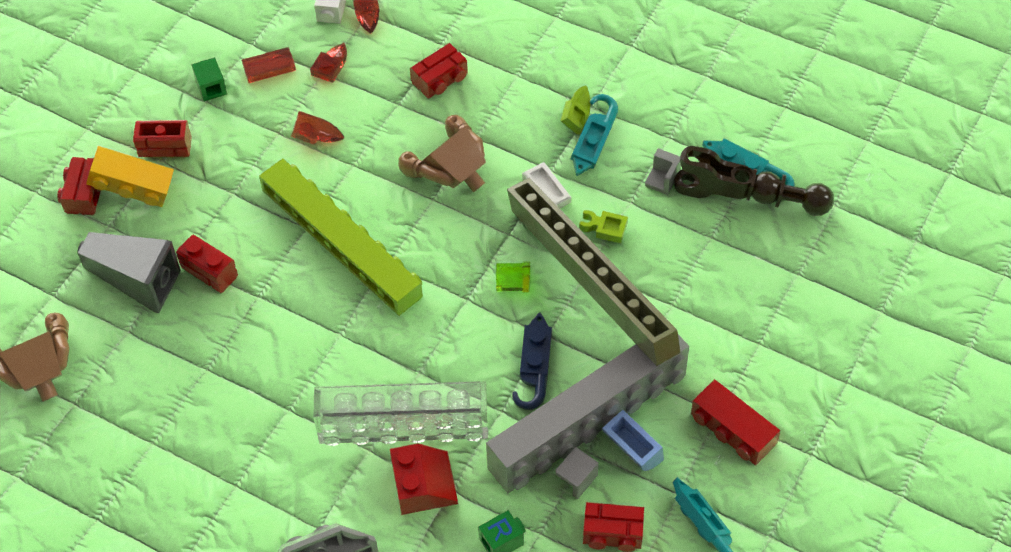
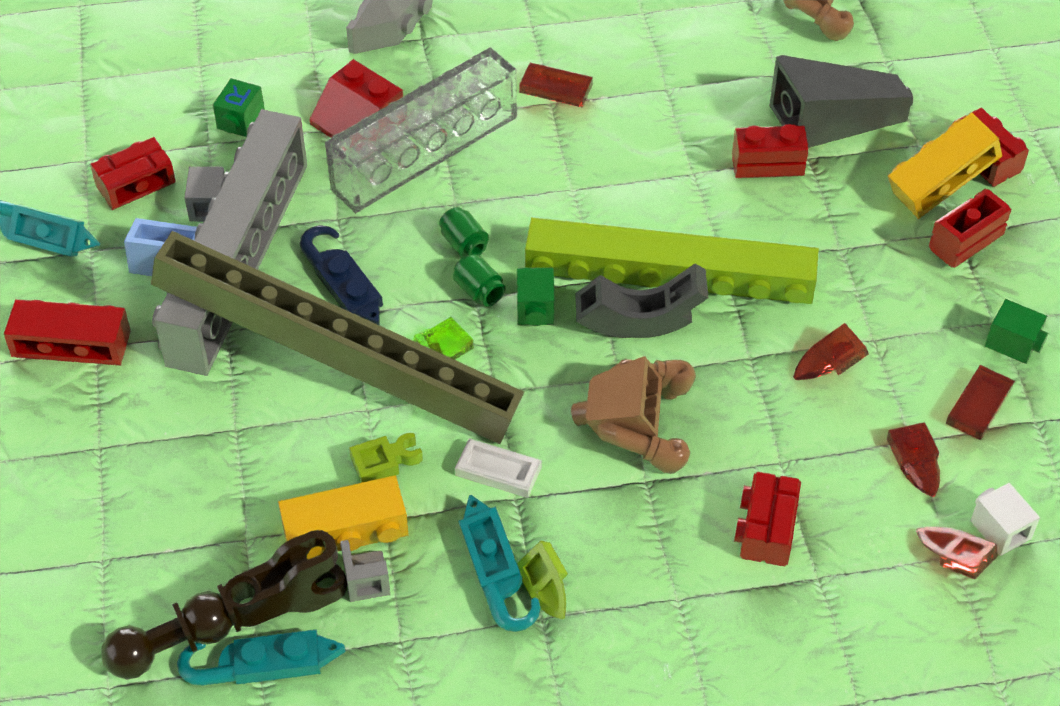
camera: 140 degrees right, 5 degrees down
(272, 417) = (556, 84): none -> clear red tile
(394, 220) = (641, 313): none -> dark grey arch
(437, 263) = (535, 296): none -> green brick
(439, 333) = (463, 232): none -> green brick
(459, 295) = (479, 280): none -> green brick
(654, 202) = (356, 513): none -> yellow brick

